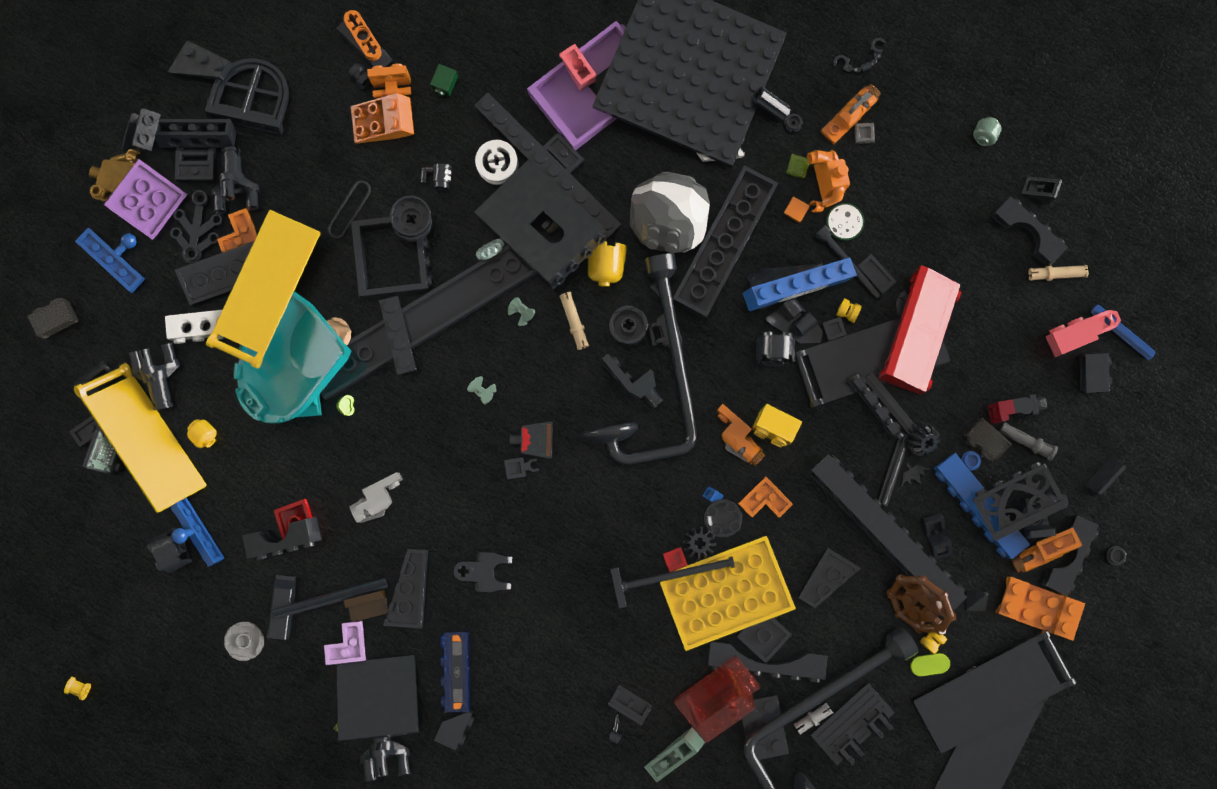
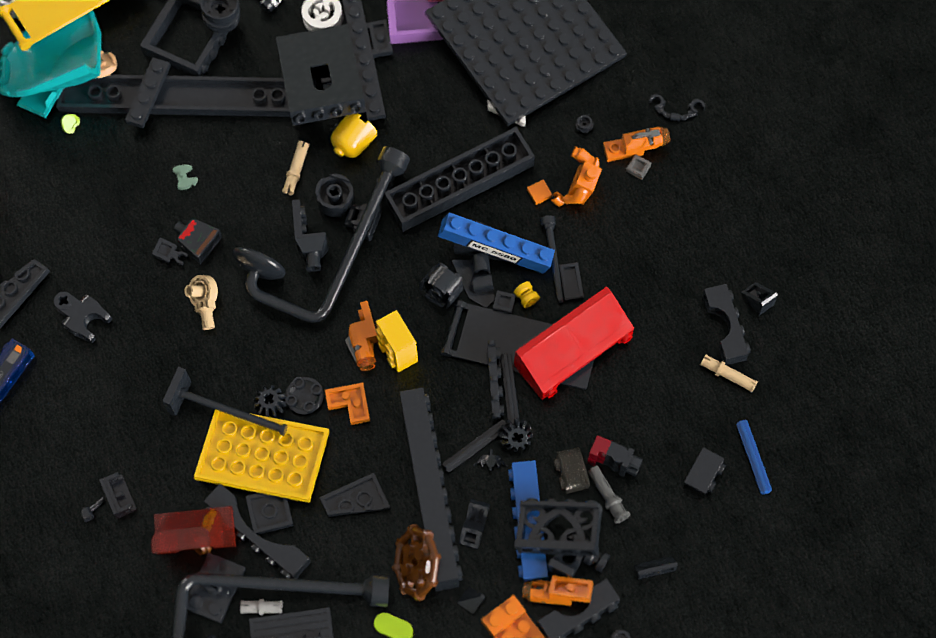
camera: 35 degrees right, 15 degrees down
(376, 499) = (39, 205): light grey plate -> none
(490, 249) = (267, 72): light aqua gear -> none
(526, 313) = (258, 129): sand green piece -> none
(580, 489) = (203, 298): none -> tan pin
(669, 212) = (429, 125): dark grey rock -> none
(675, 559) = (241, 401): red plate -> none
(675, 754) = (124, 559): sand green slope -> none
(712, 494) = (310, 372): blue piece -> none
(771, 103) = (573, 95): black axle -> none
(797, 166) = (564, 160): clear neon green tile -> none
(845, 222) = (573, 225): white tile -> none
(930, 644) = (405, 608): yellow wheel -> none
(971, 460) = (547, 480): blue plate -> none
(987, 131) = (743, 224): sand green head -> none
(1080, 332) = (712, 428): coral brick -> none

